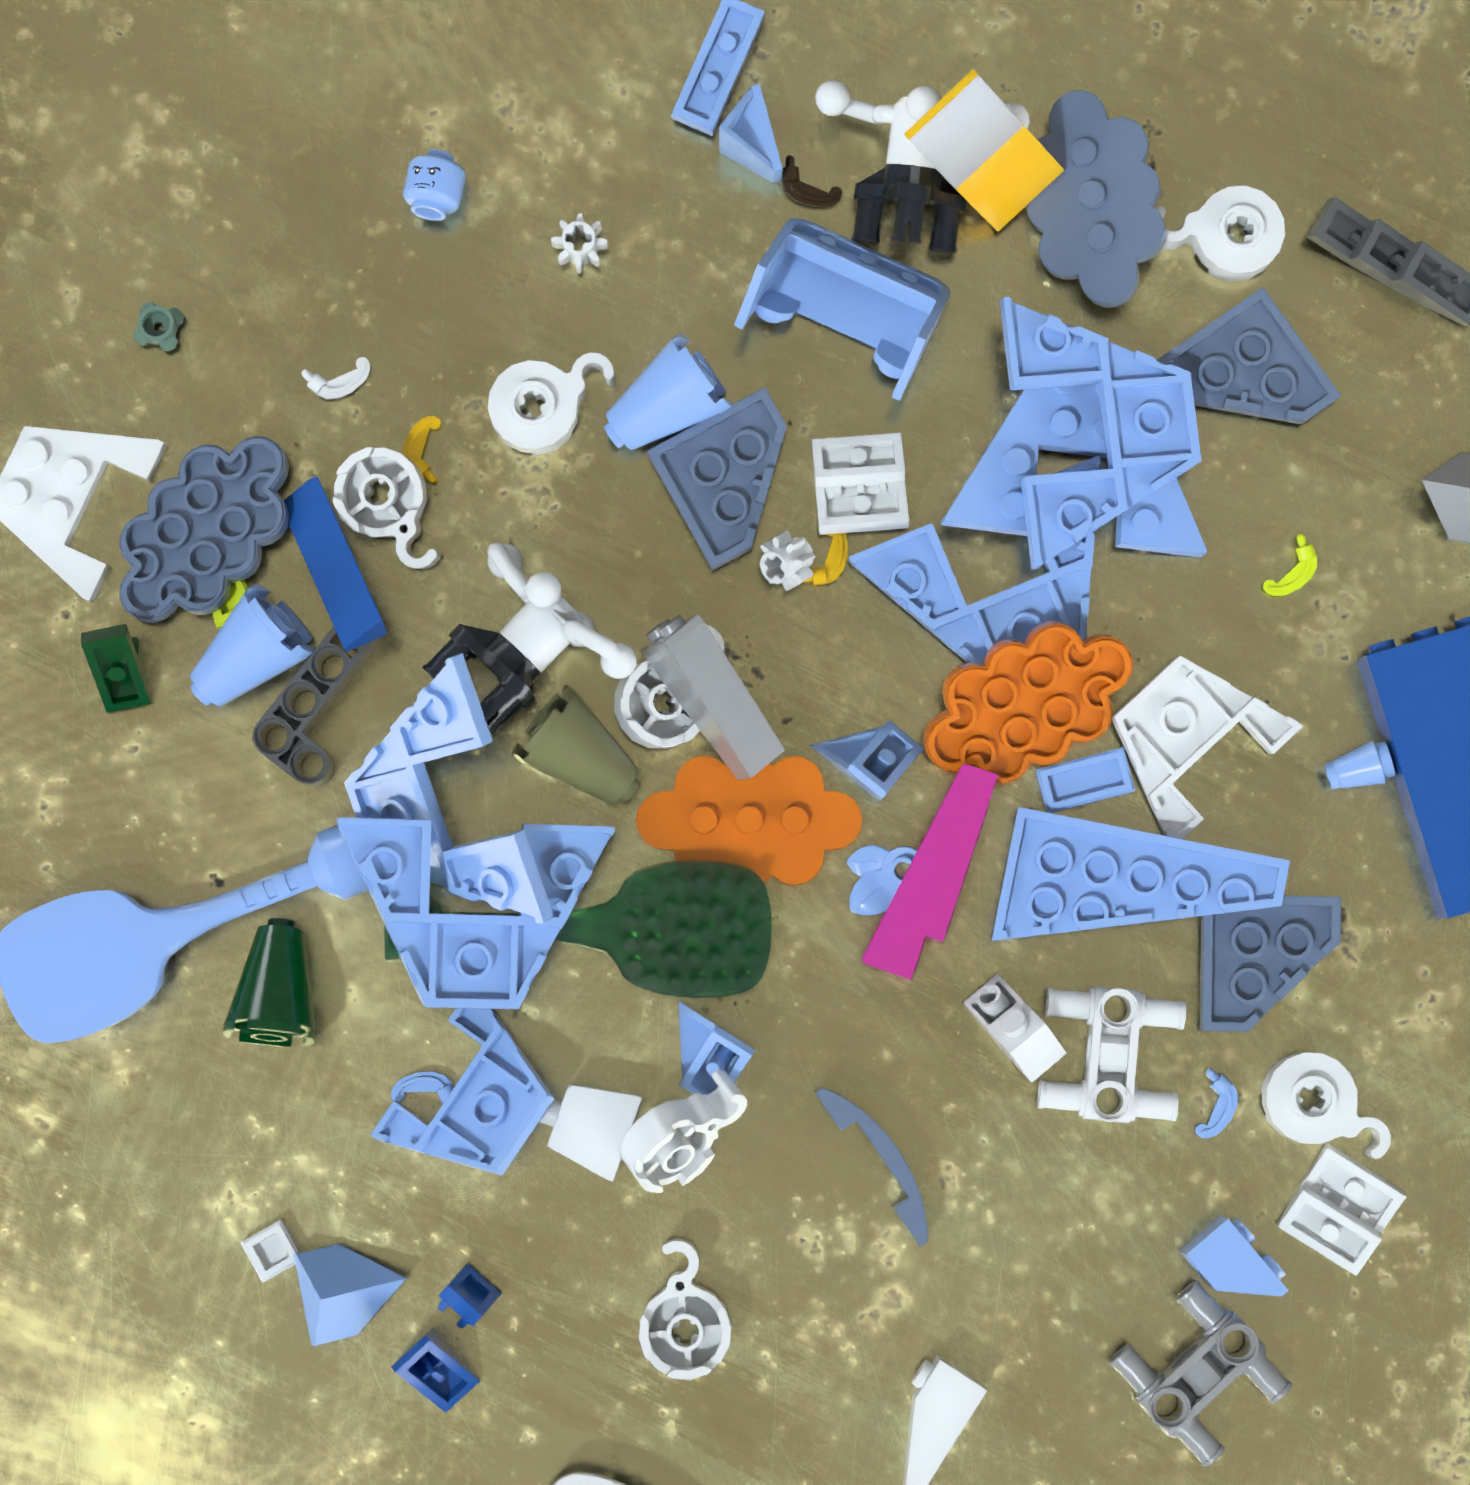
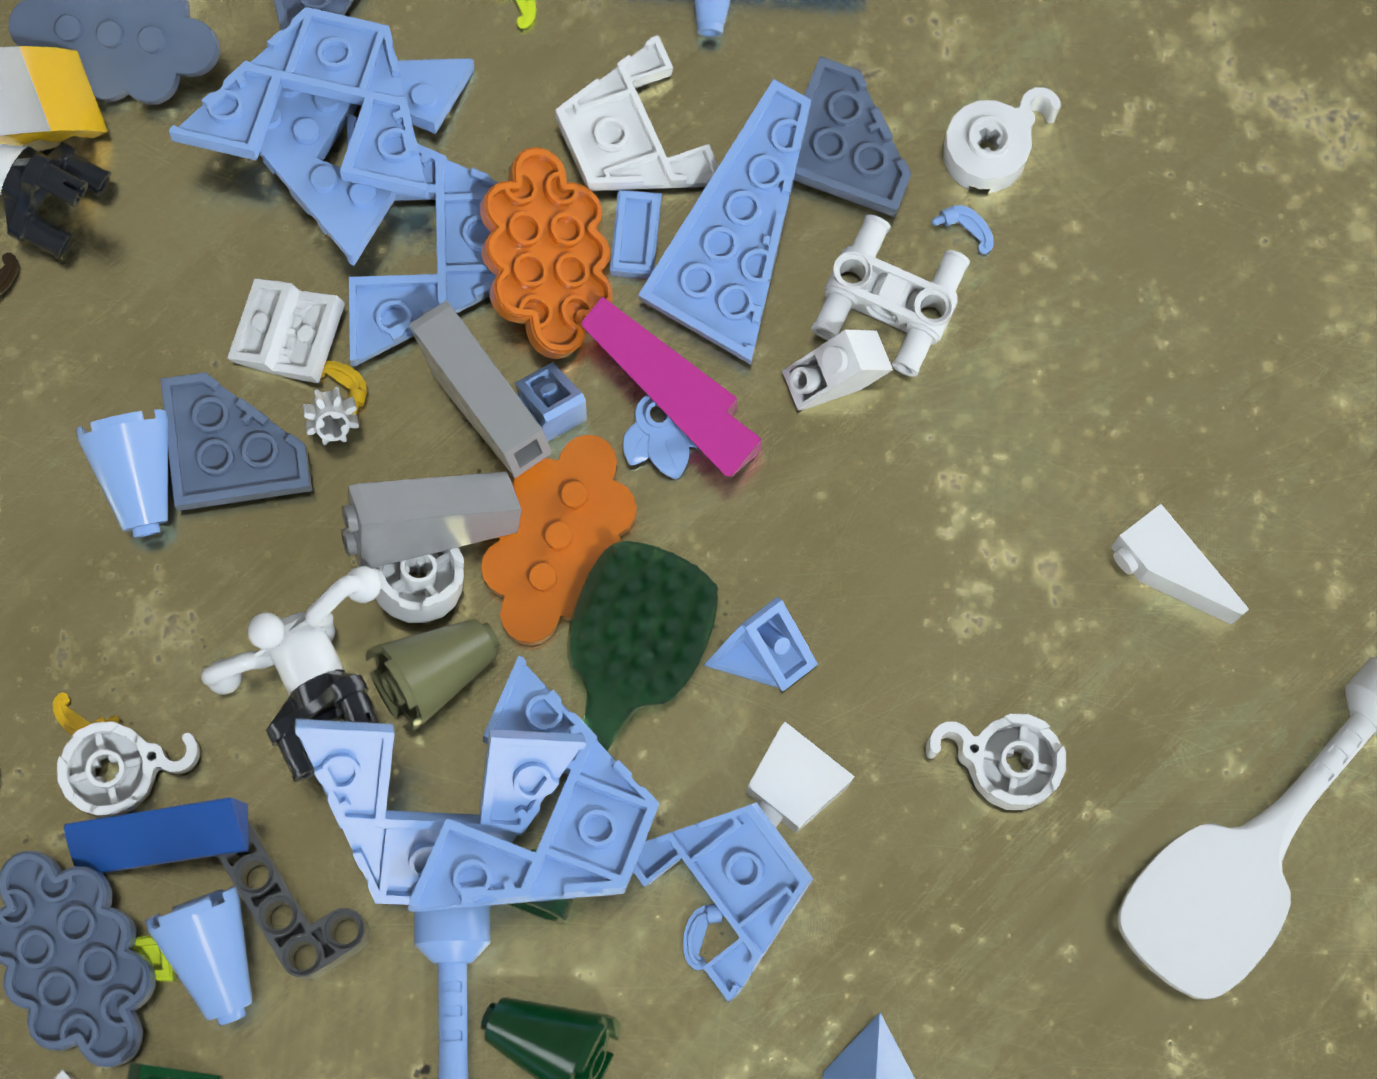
camera: 75 degrees left, 10 degrees down
(436, 1371) = (977, 1016): blue slope -> none
(468, 1296) = (916, 958): blue tile -> none
(558, 390) = (79, 571): white piece -> none
(678, 1135) = (831, 702): white piece -> none
(849, 291) = (113, 271): light blue windscreen -> none
(856, 693) = (479, 389): none -> light grey slope
(911, 1206) = (969, 515): sand blue slope -> none
(1200, 1373) = (1201, 320): light grey piece -> none
(1230, 1263) = (1107, 261): light blue slope -> none
(1341, 1209) = (1093, 156): white slope -> none

